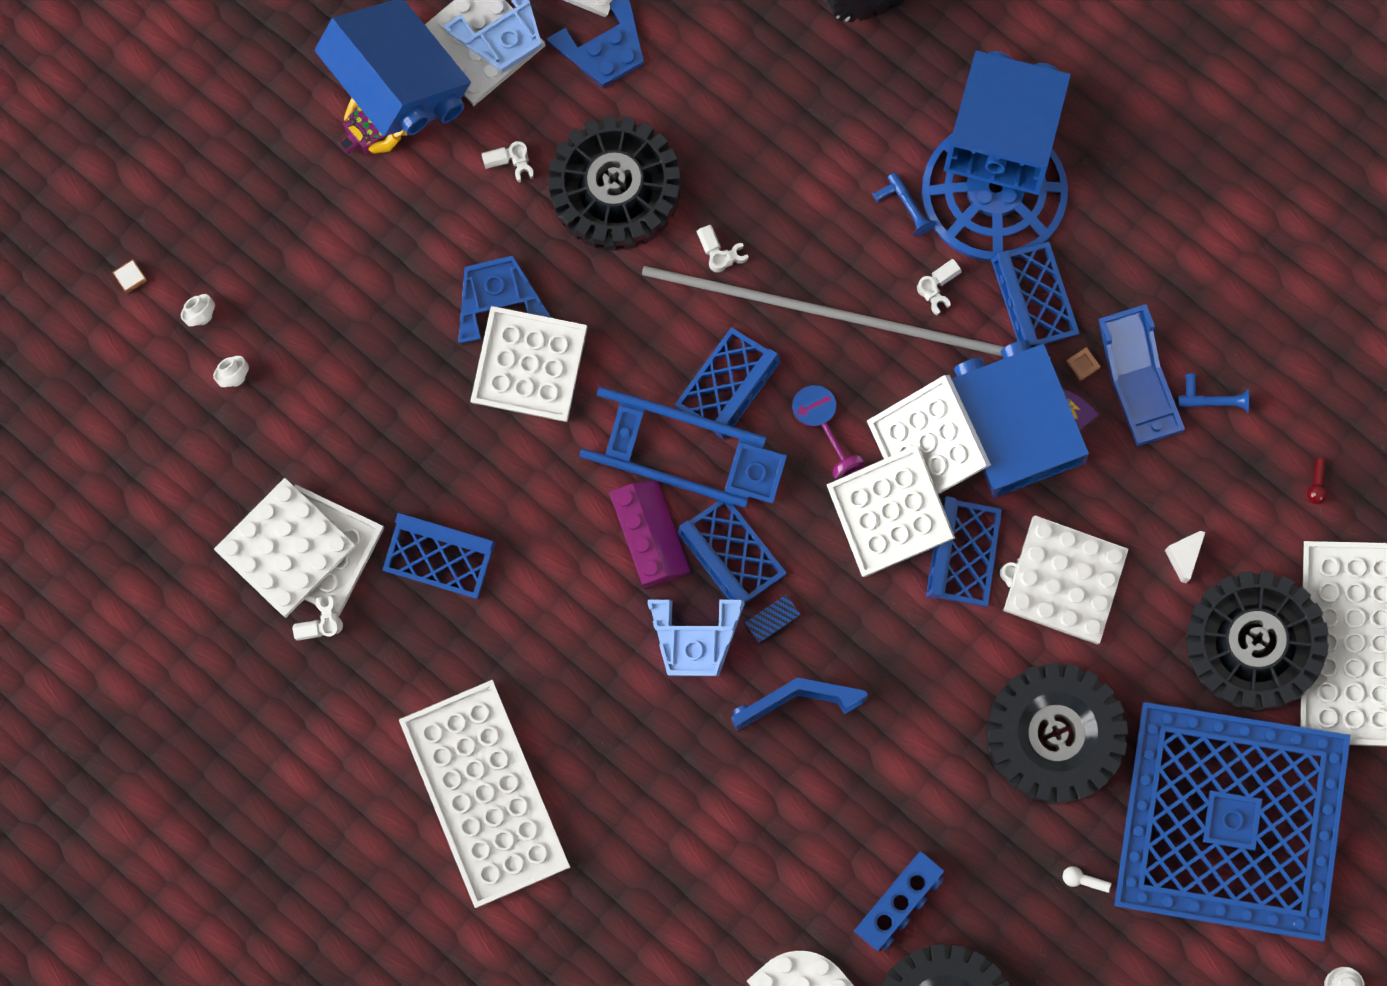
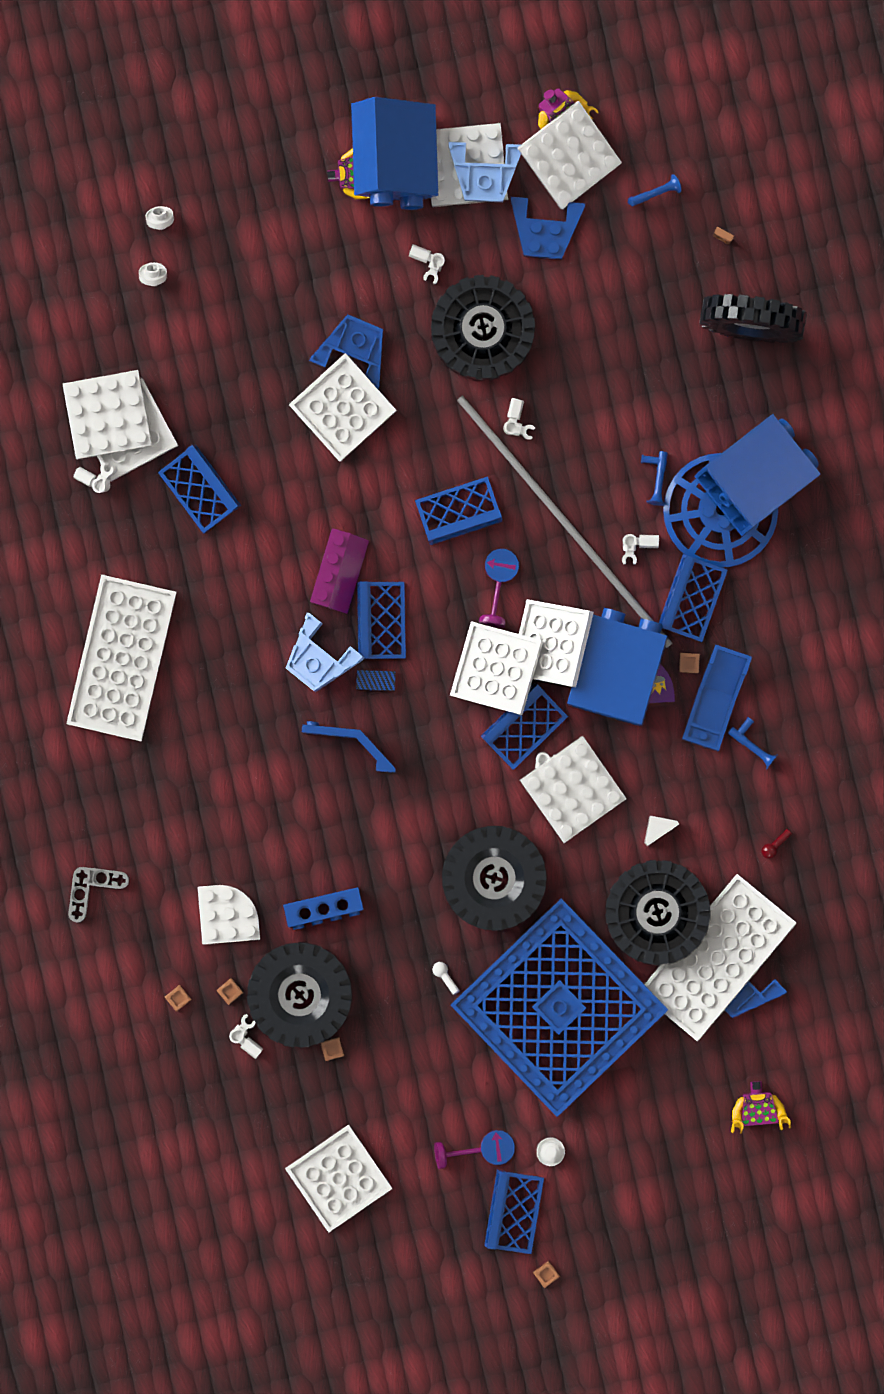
camera: 25 degrees right, 10 degrees up
(129, 276) = (132, 161): white tile -> none
(752, 473) = (429, 581): blue plate -> none

